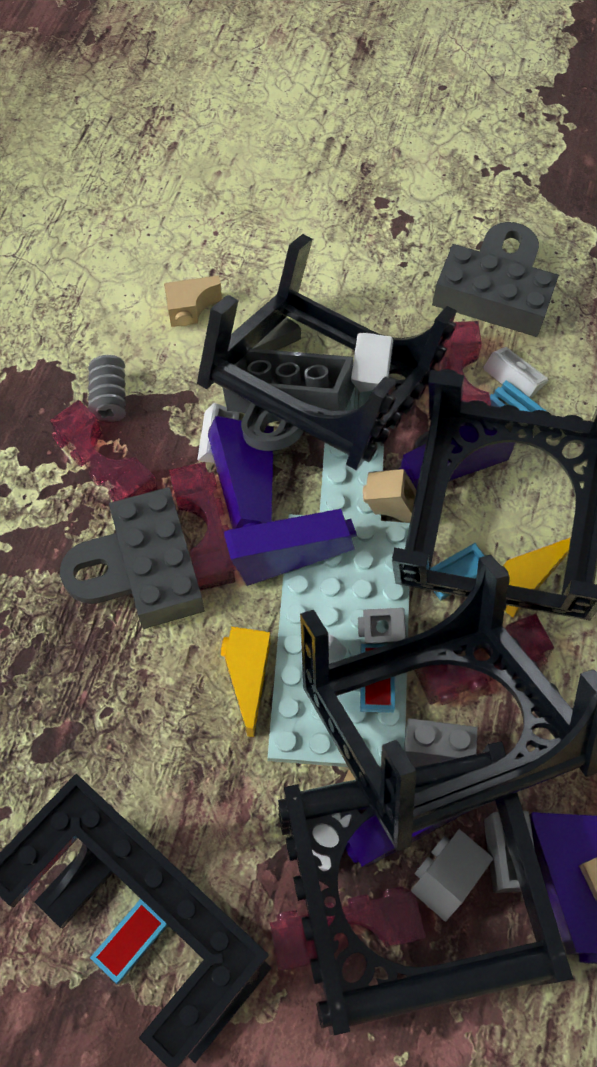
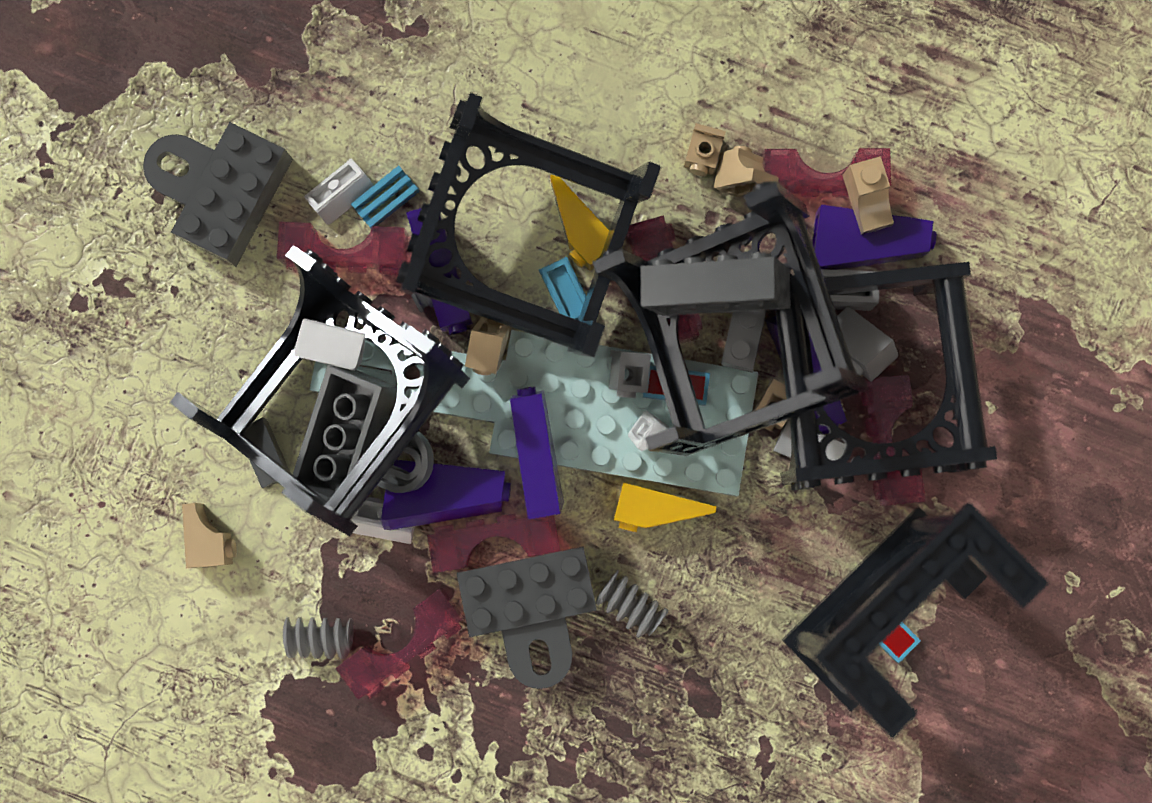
camera: 80 degrees left, 20 degrees up
(144, 653) = (631, 606): none -> light grey piece
(489, 676) = (715, 285): none -> dark grey brick

